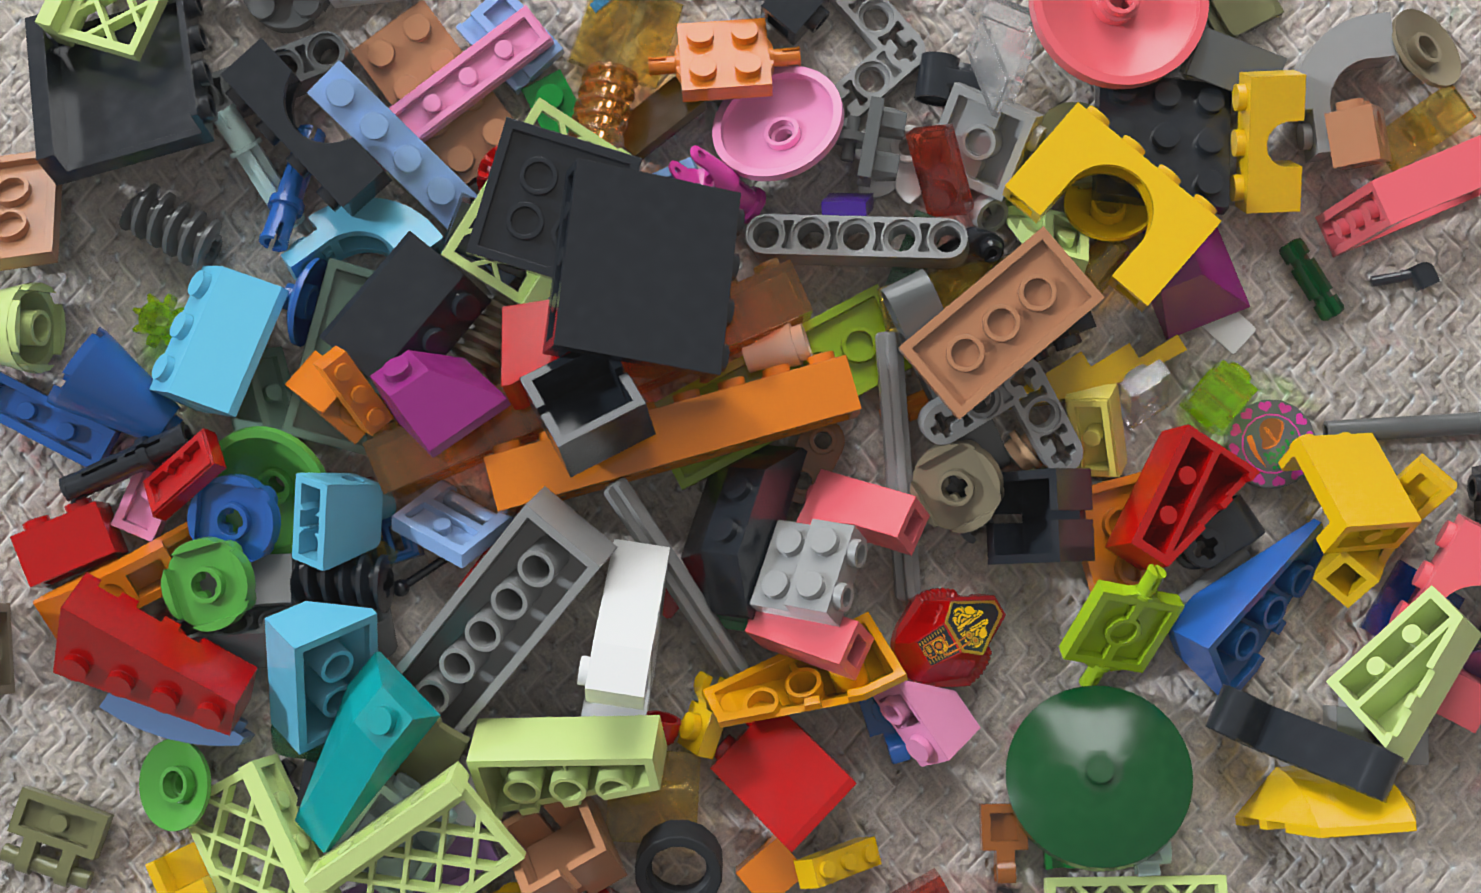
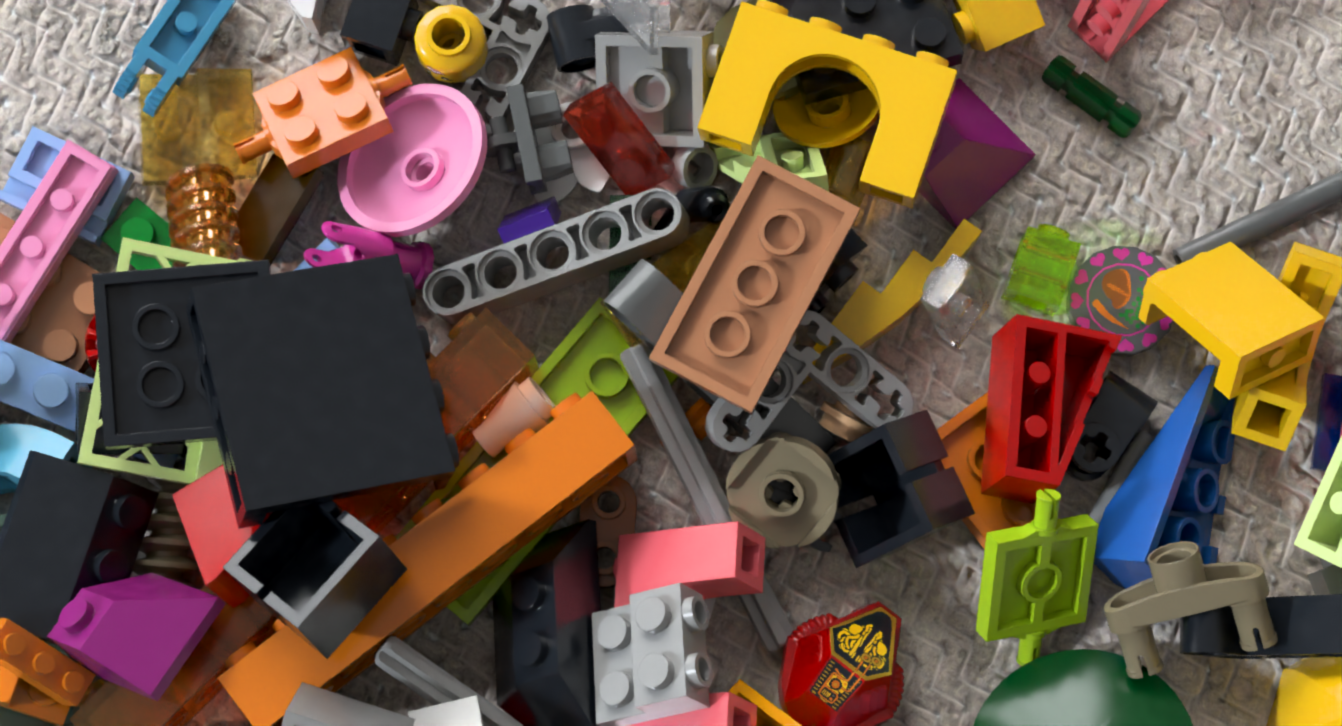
camera: 20 degrees left, 5 degrees down
(842, 31) = (447, 27): none -> yellow head
(1100, 428) = (921, 361): light yellow slope -> none
(1228, 680) = (1185, 588): none -> dark tan connector
(1231, 331) = (1026, 191): white sticker -> none
(1421, 275) = (1212, 42): black hand -> none

